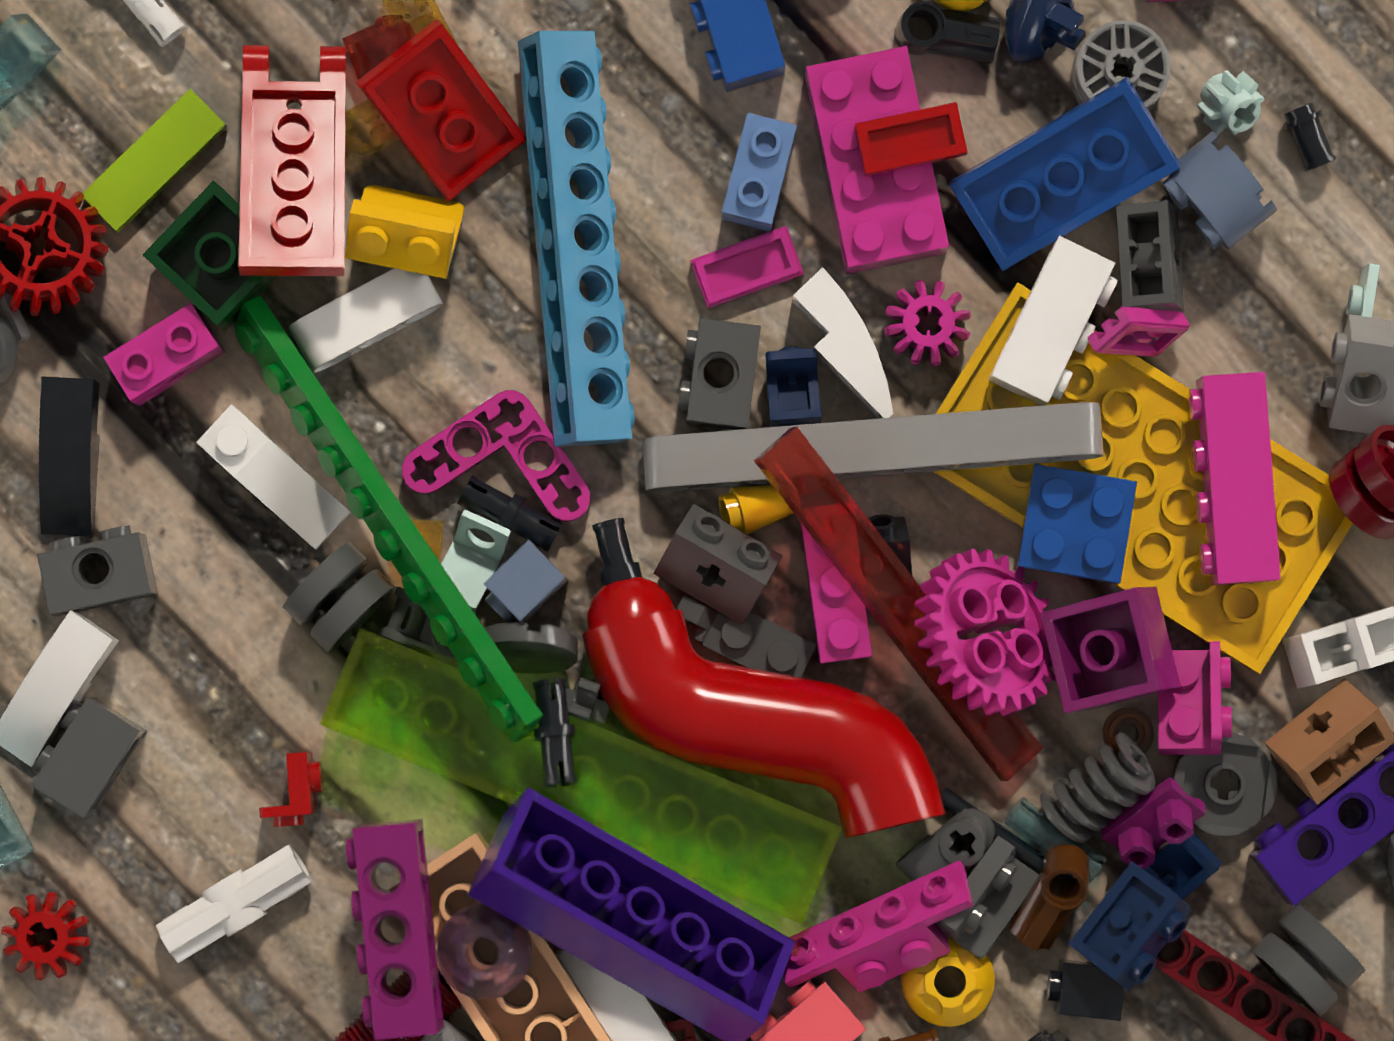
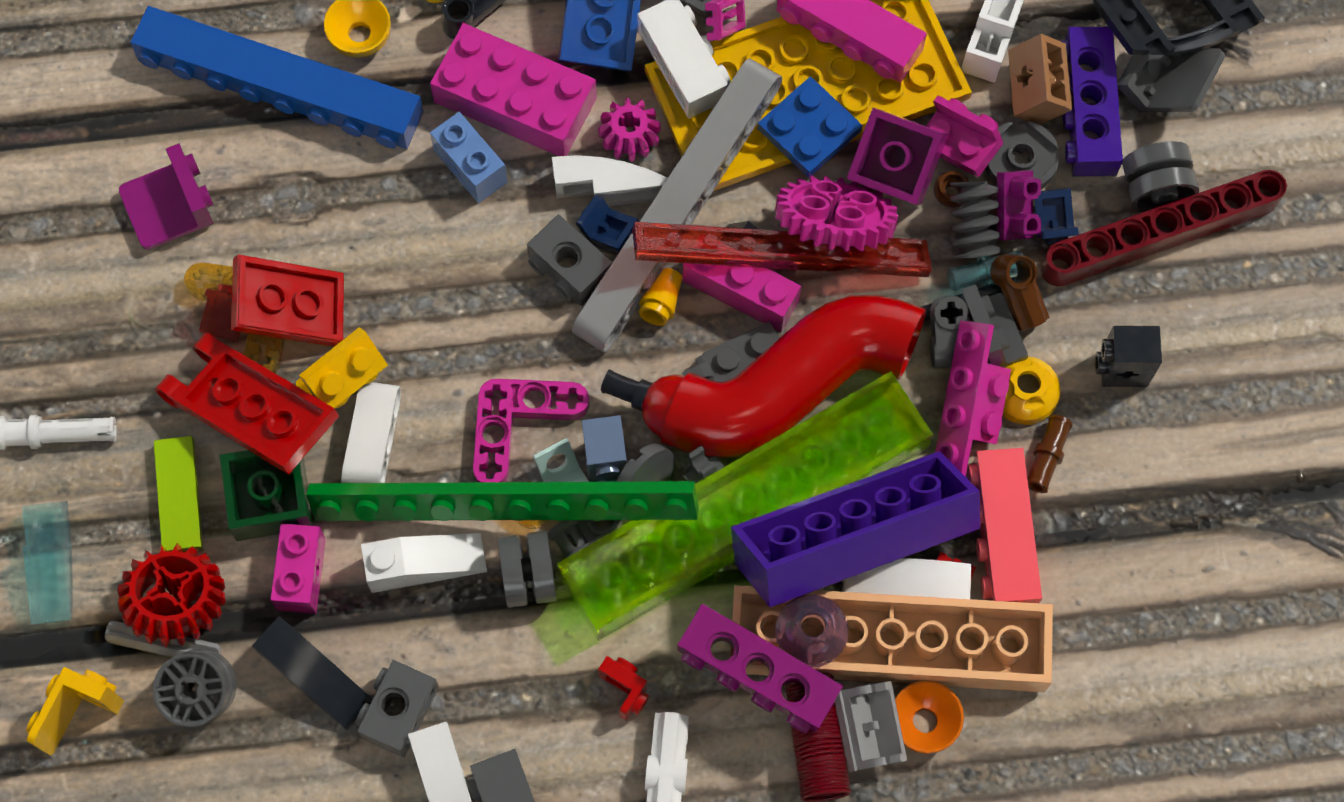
camera: 55 degrees left, 15 degrees down
(510, 513) = (553, 434): black pin -> none
(555, 733) = (712, 492): black pin -> none
(561, 262) = (424, 283): dark azure brick -> none
(717, 564) = (697, 337): dark grey brick -> none
(747, 267) = (517, 207): dark pink tile -> none
(910, 139) = (518, 52): red tile -> none
(1084, 991) = (1089, 312): black brick -> none
(1132, 927) = (1070, 251): dark blue bracket -> none

